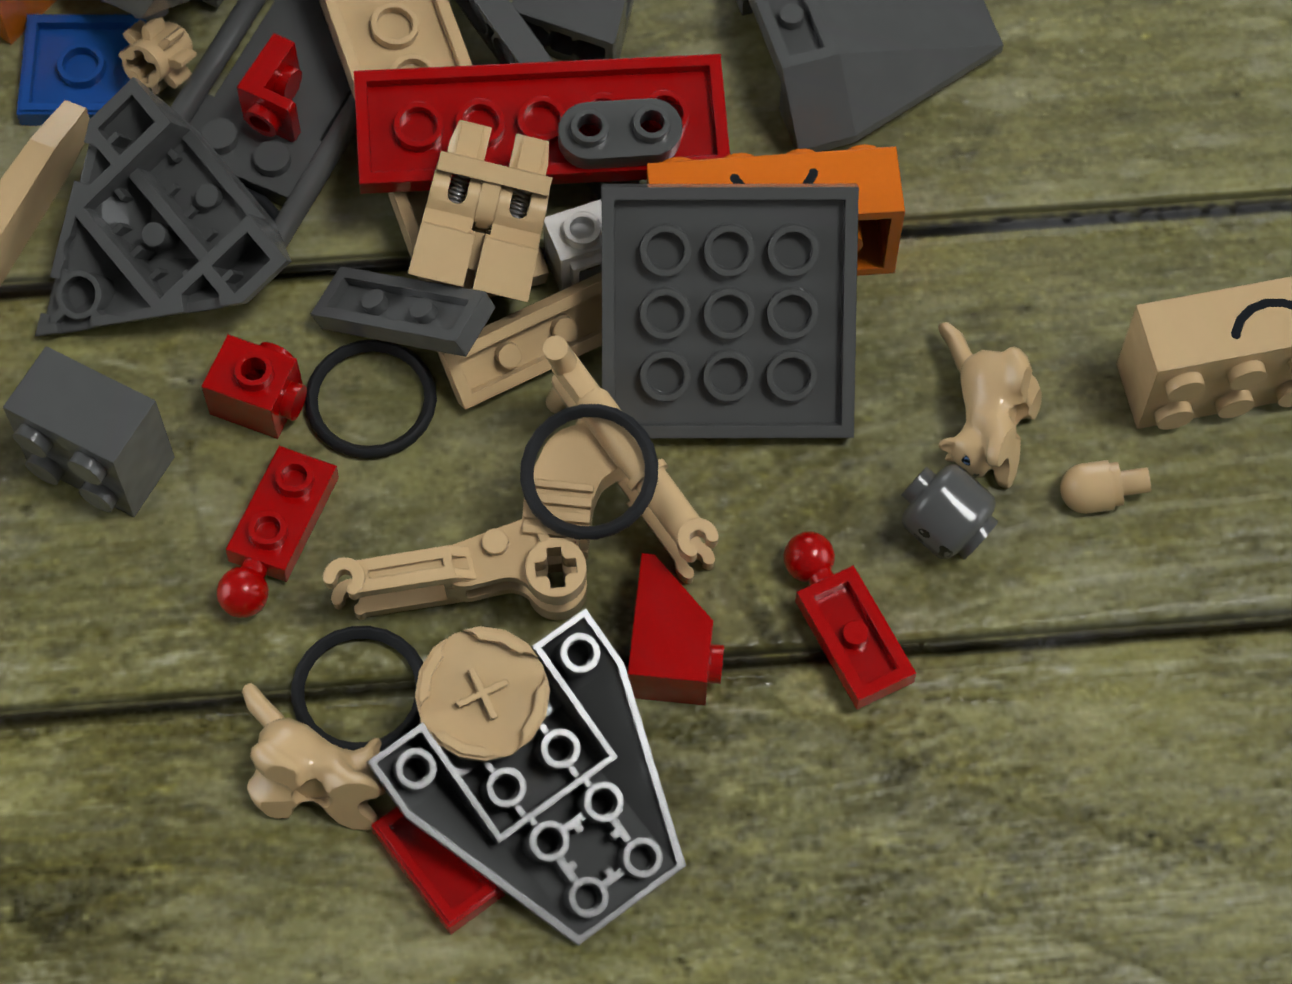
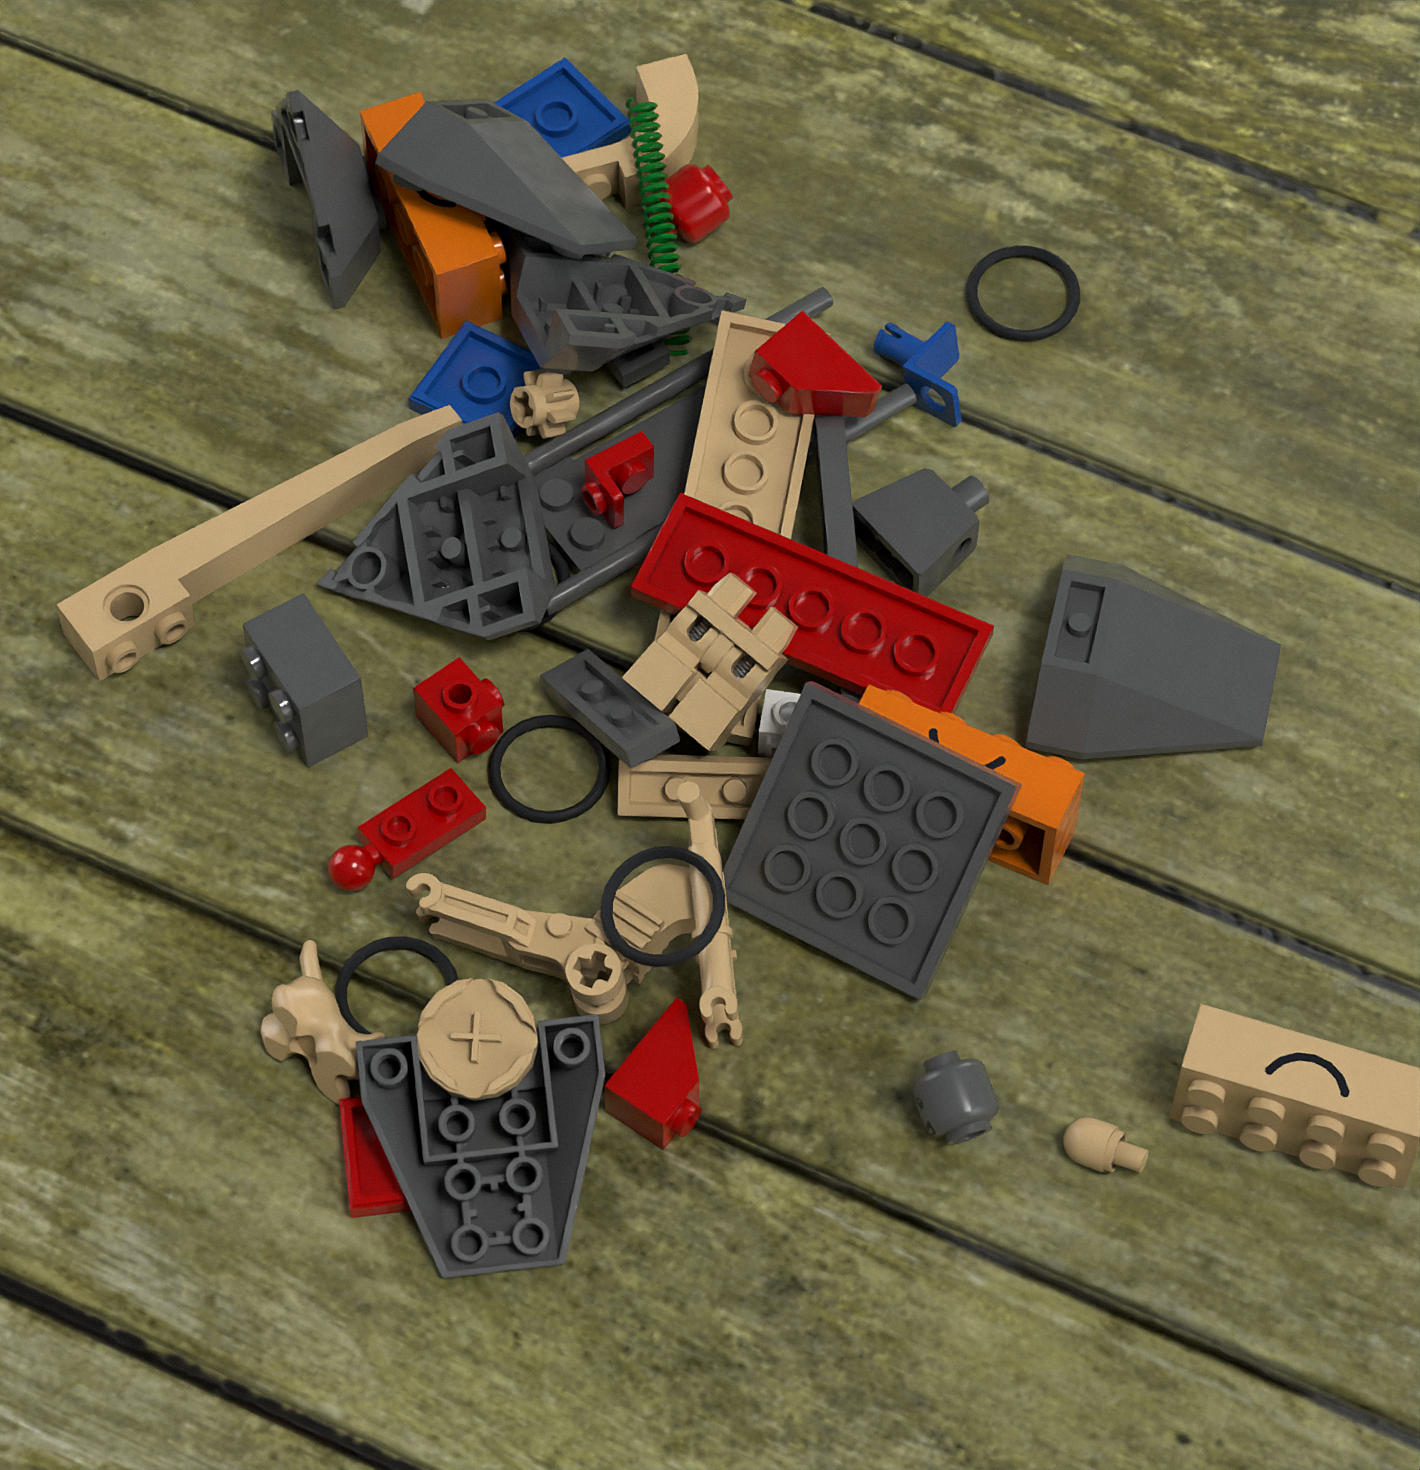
camera: 30 degrees right, 5 degrees down
(621, 135) = (863, 651): dark grey plate -> none
(846, 622) = (814, 1142): red plate -> none
(996, 396) = (1054, 1029): tan animal -> none

